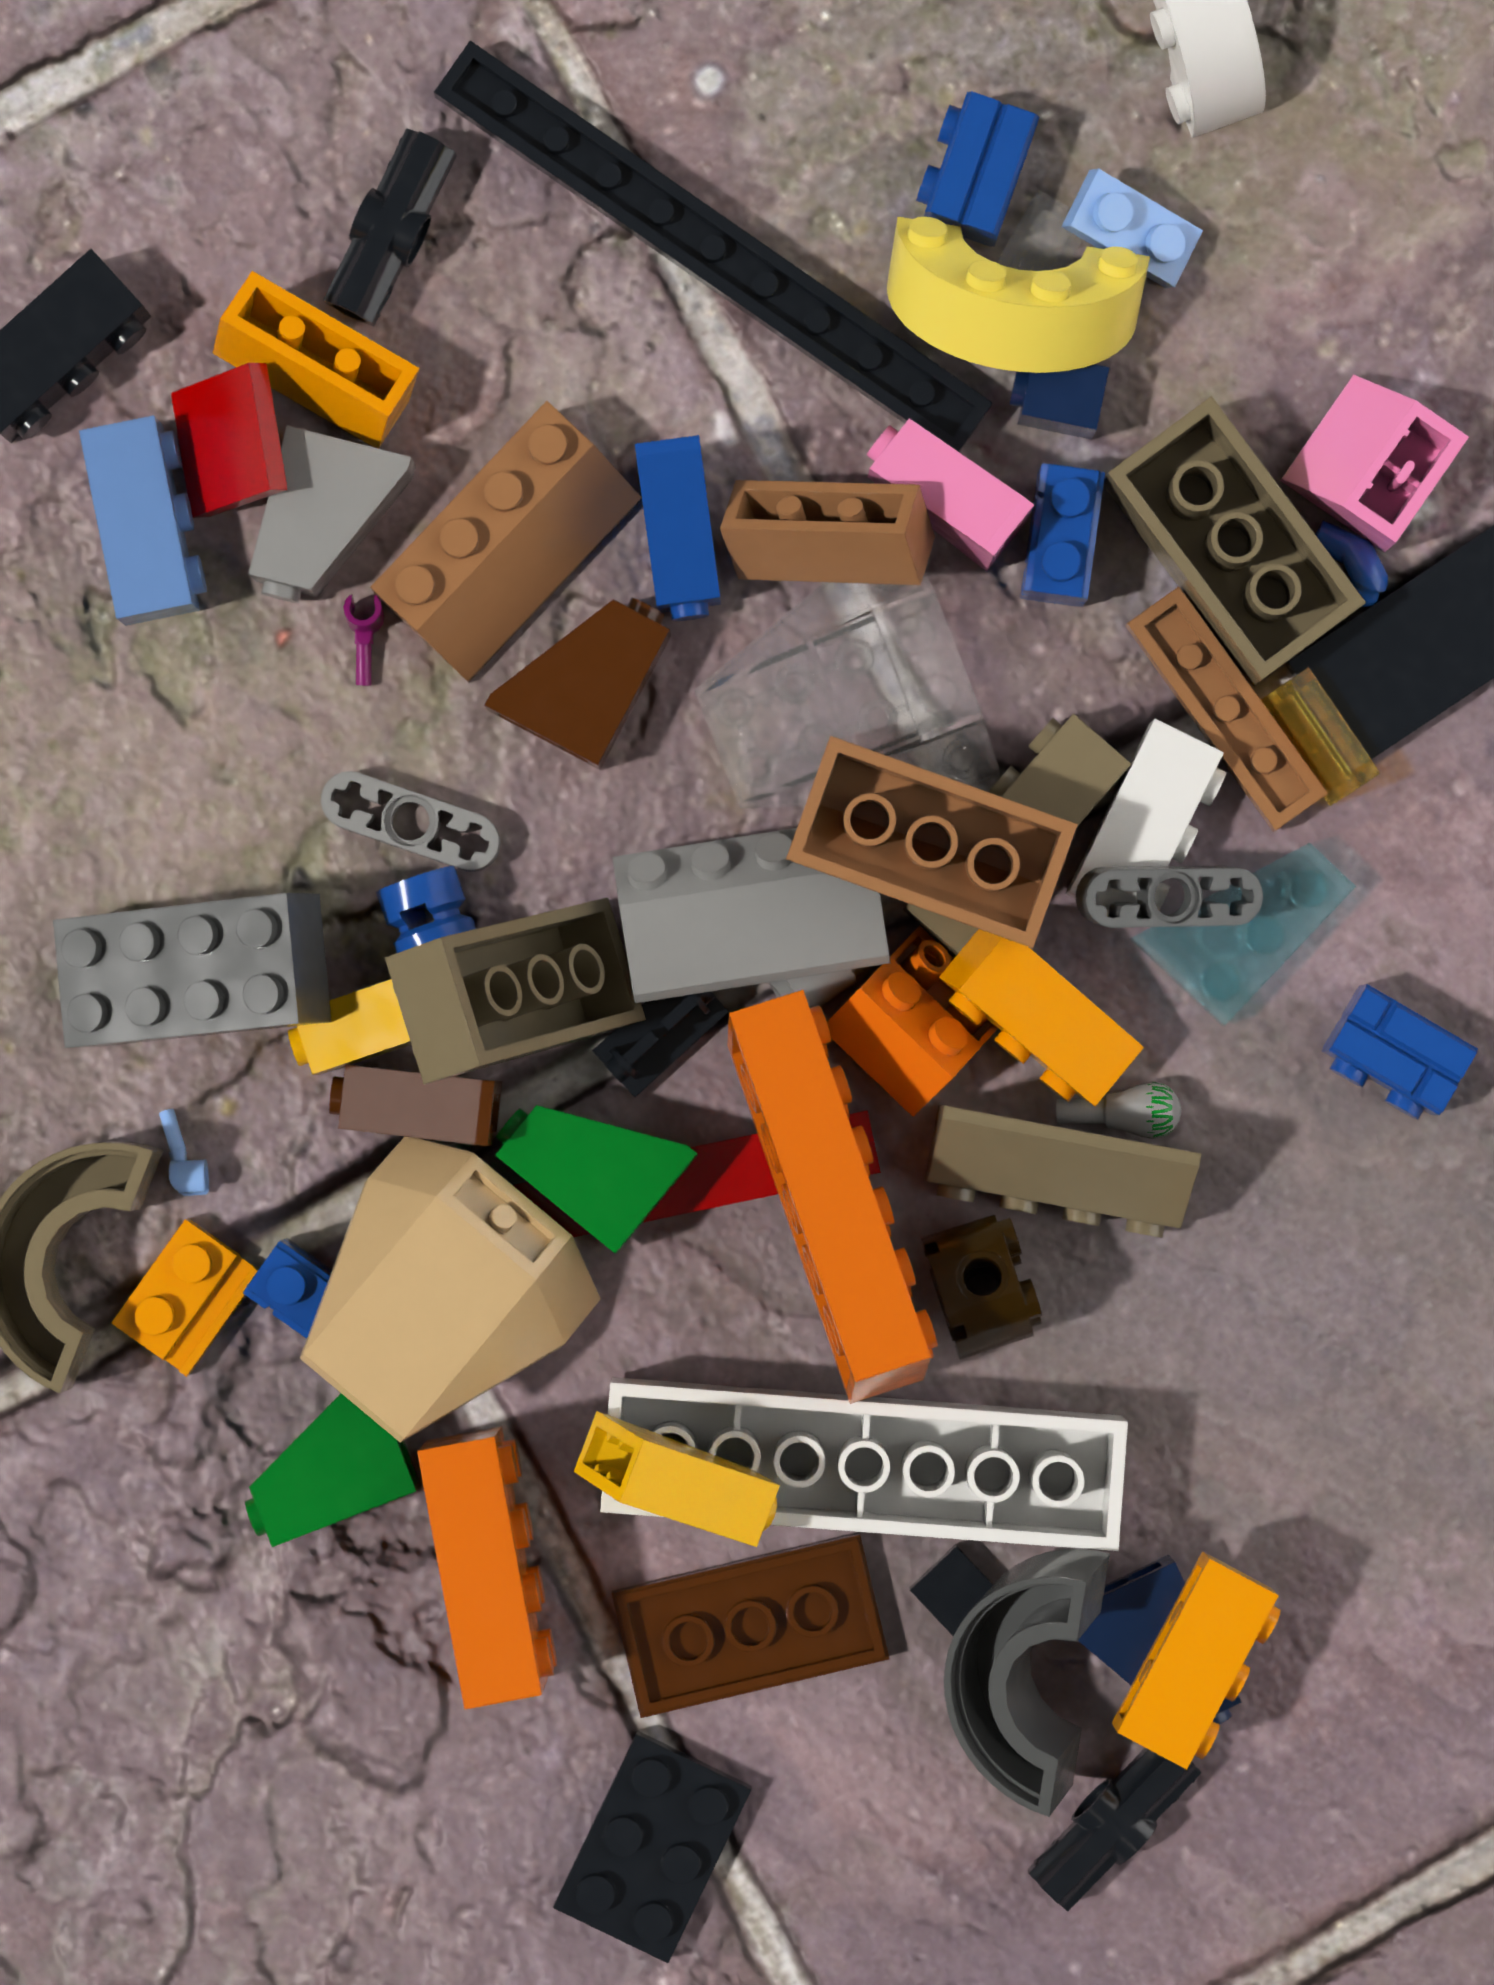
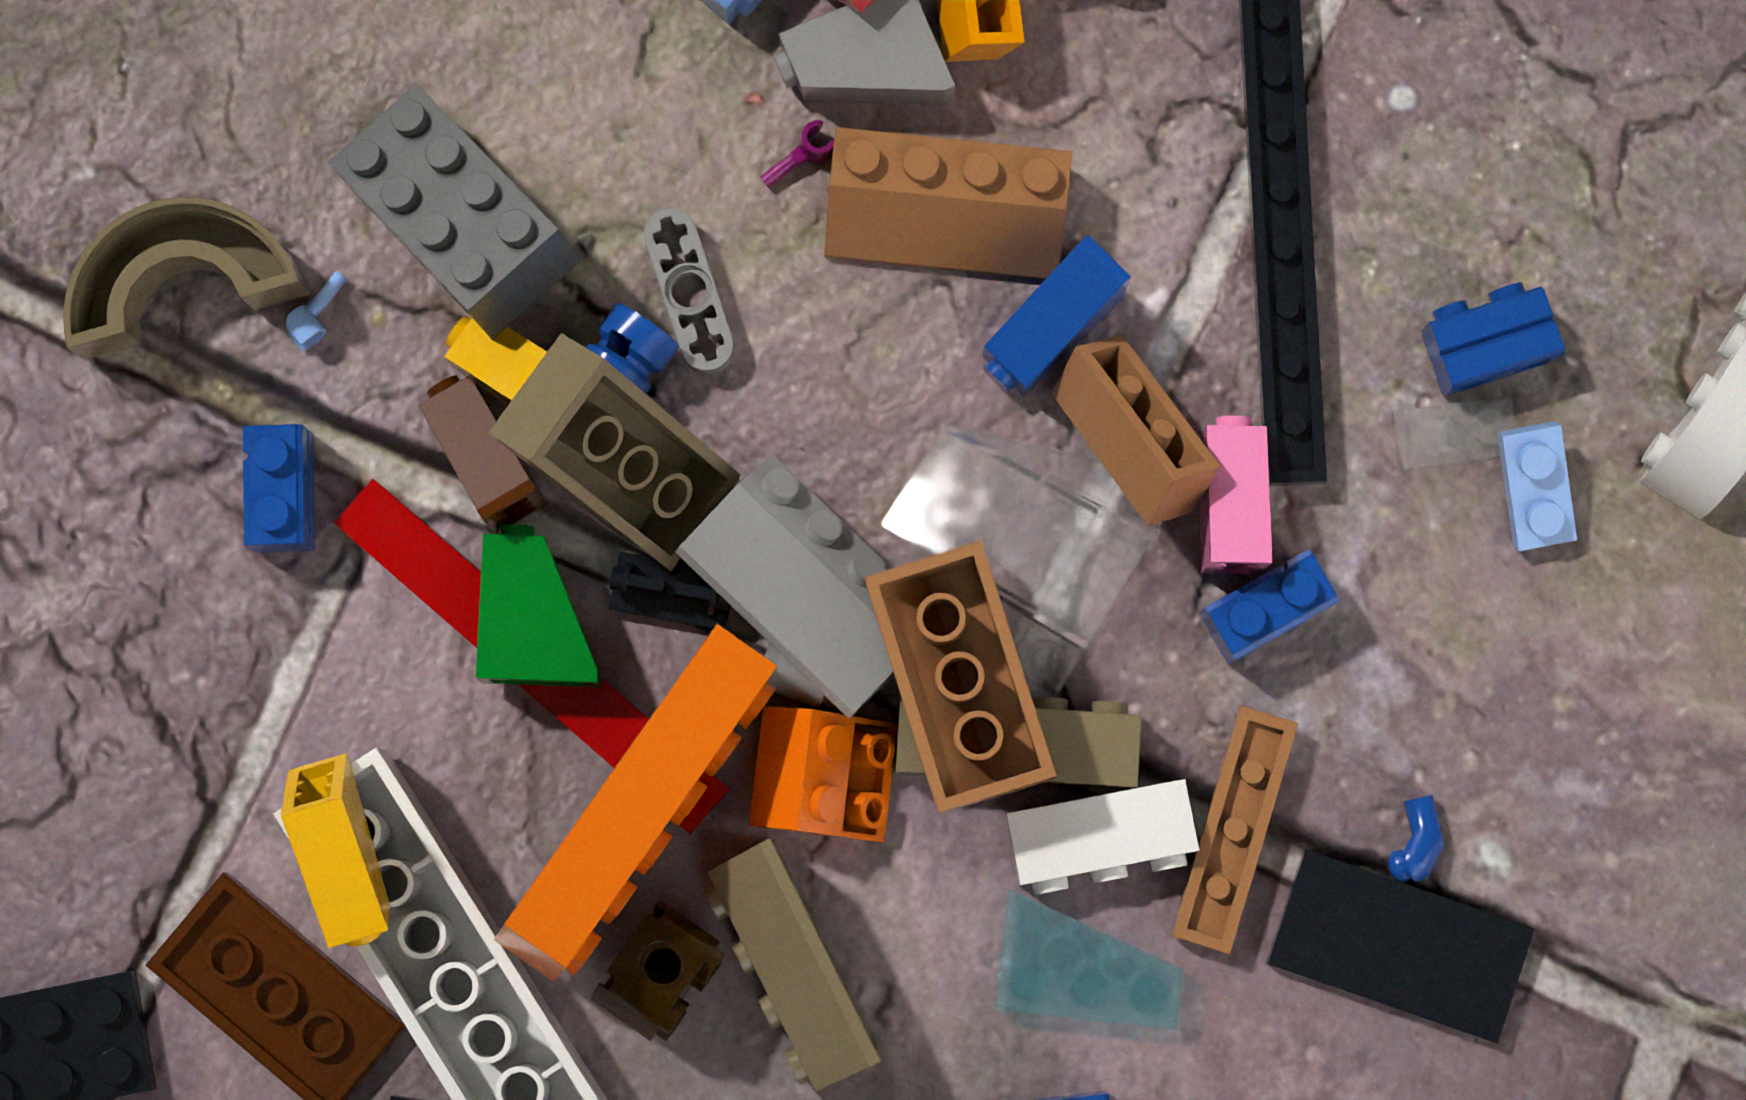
camera: 55 degrees right, 5 degrees down
(186, 1297) = (212, 391): light orange plate -> none
(330, 1474) = (167, 595): green slope -> none
(443, 1289) = (353, 572): tan wedge -> none
(484, 1566) = (170, 760): orange brick -> none
(586, 681) = (890, 340): reddish brown slope -> none
(1009, 314) = (1403, 447): light yellow brick -> none
(1040, 1016) = (894, 863): light orange brick -> none
(1061, 400) = (1371, 526): dark blue brick -> none
(1142, 1110) = (884, 995): light grey piece -> none
(1212, 913) = (1071, 935): dark grey beam -> none
(1232, 541) = (1362, 737): dark tan brick -> none
(1321, 735) = (1269, 915): clear yellow slope -> none
(1374, 460) = (1506, 797): bright pink slope -> none

